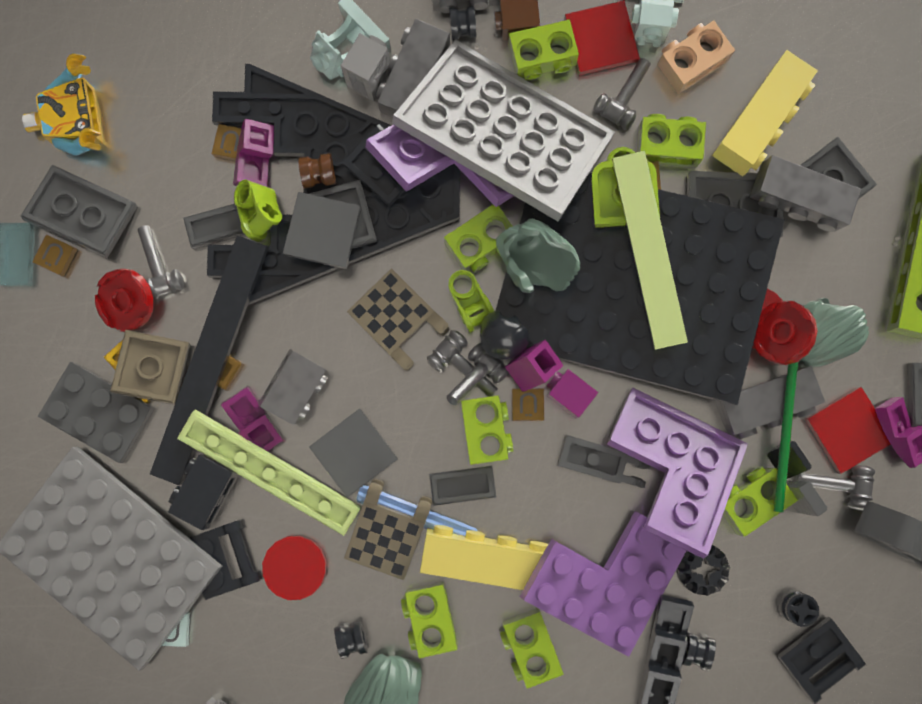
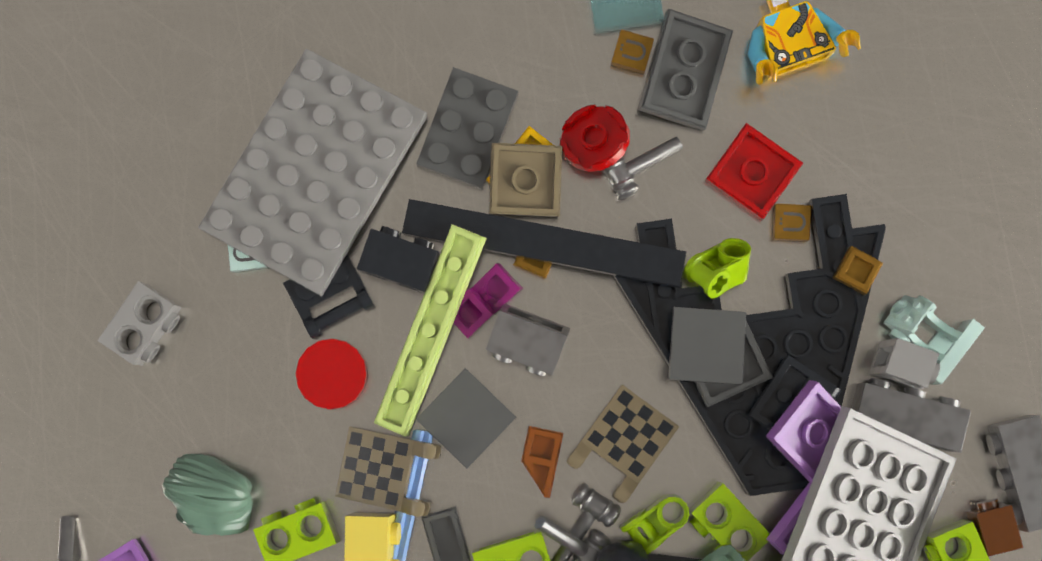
camera: 80 degrees right, 0 degrees up
(181, 168) = (754, 171): none -> red tile
(213, 226) = (694, 220): dark grey tile -> none
(254, 152) = (784, 250): magenta slope -> none
(280, 92) = (857, 270): none -> pearl gold tile
(317, 171) = (774, 328): reddish brown wheel -> none
(350, 639) = (262, 449): black wheel -> none
(398, 391) = (541, 456): none -> dark orange tile
(463, 23) = (977, 464): black wheel -> none

